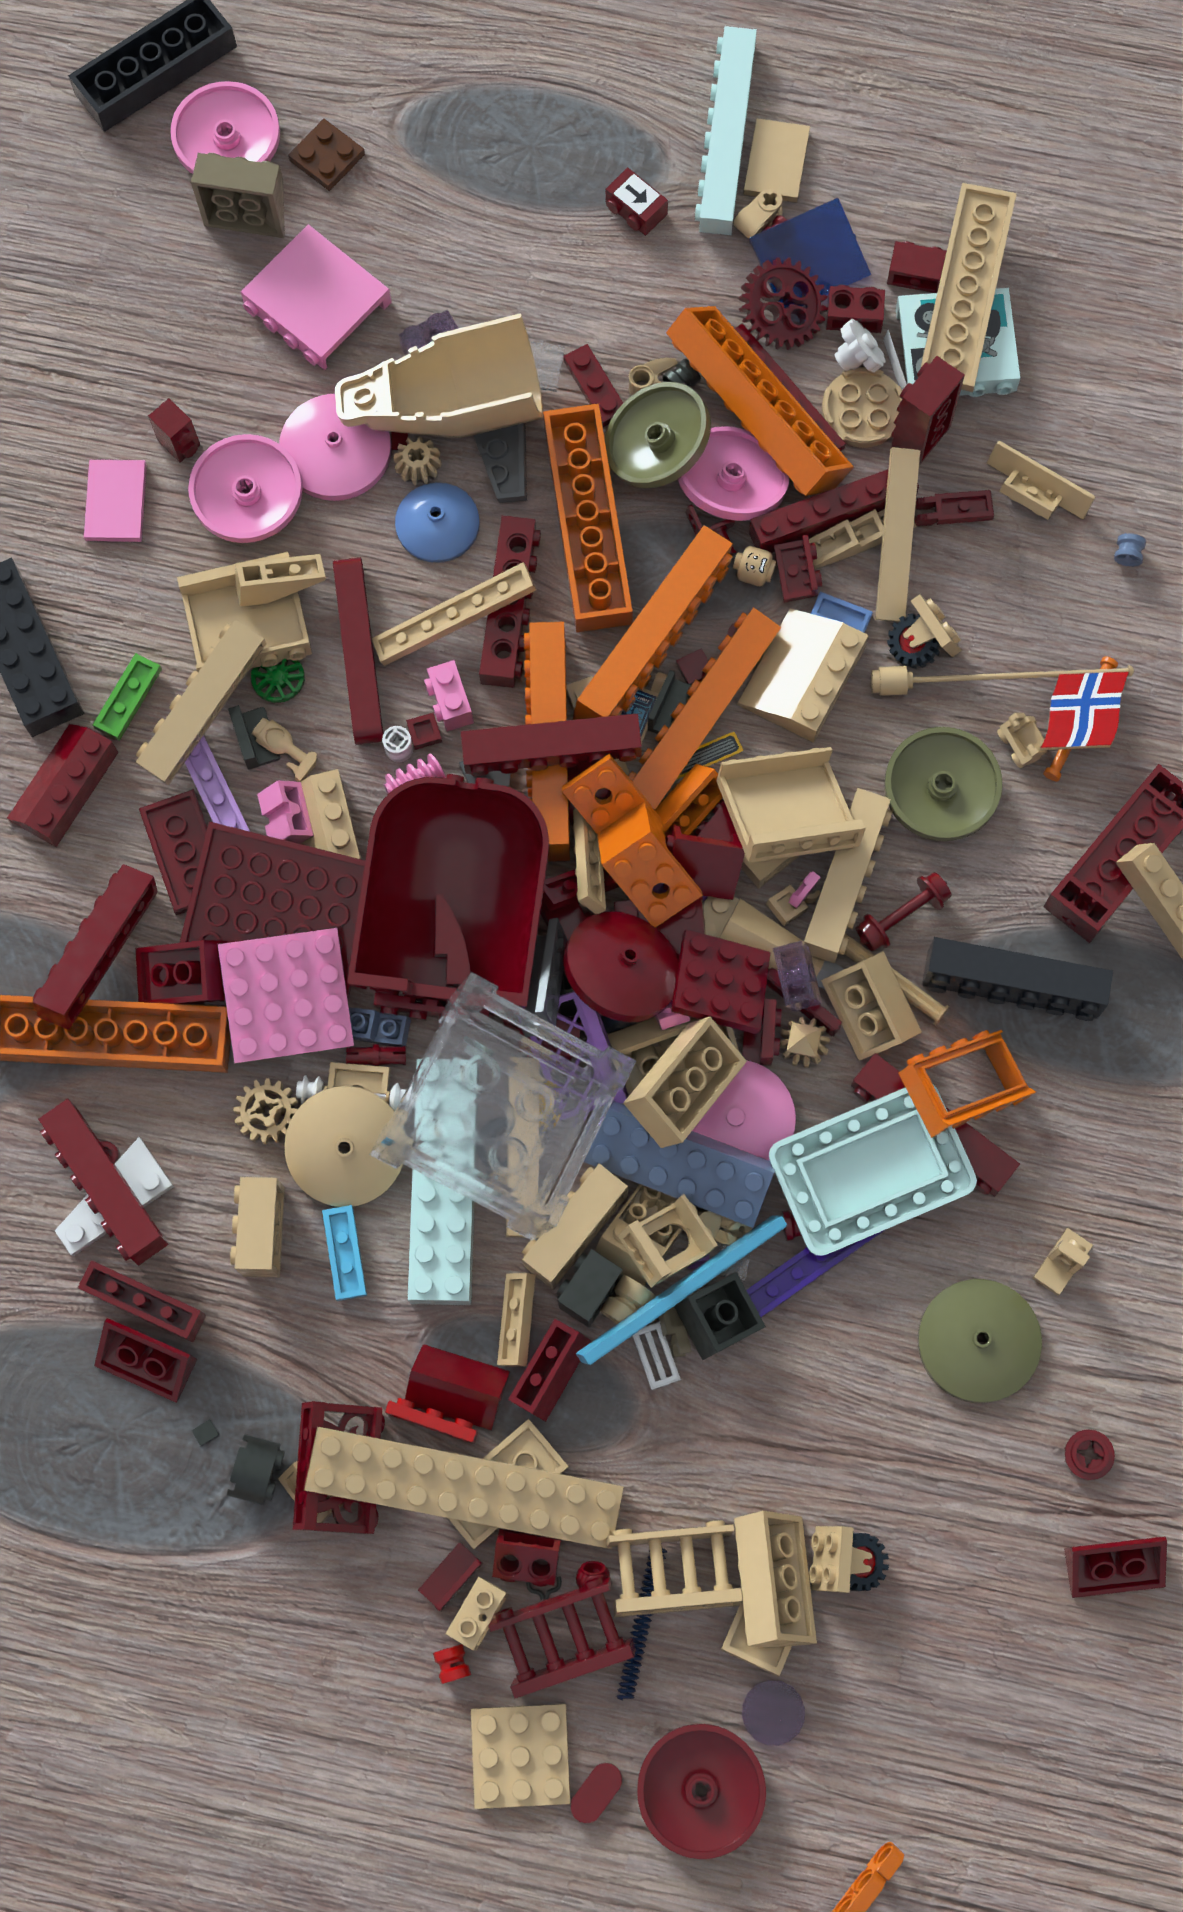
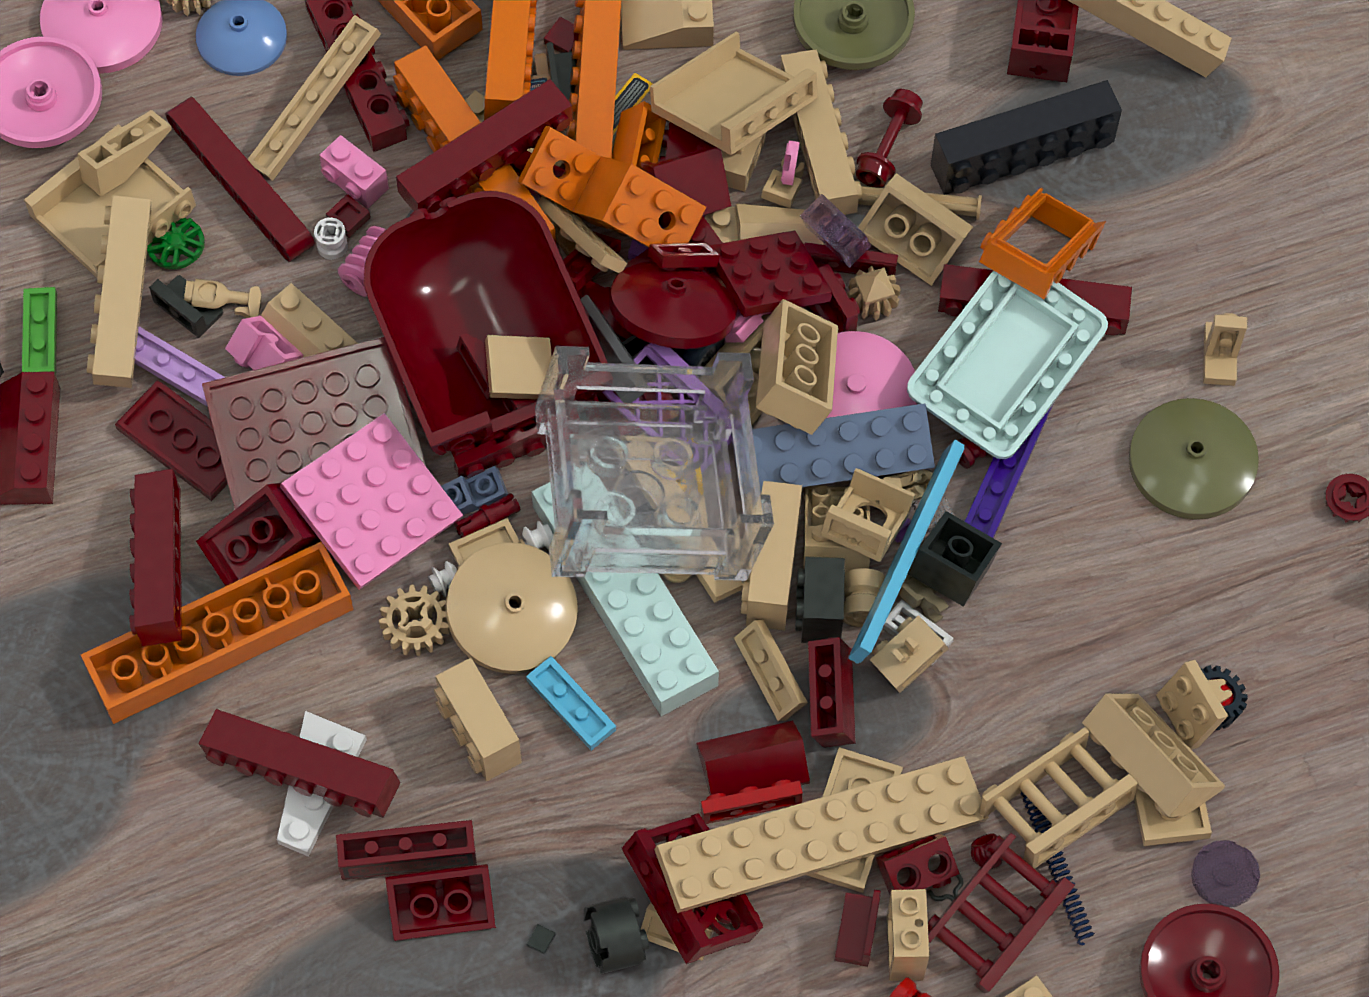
camera: 35 degrees left, 10 degrees down
(467, 947) = (517, 365): none -> tan tile
(632, 1373) = (908, 653): none -> tan brick
(656, 928) = (683, 255): none -> dark red plate

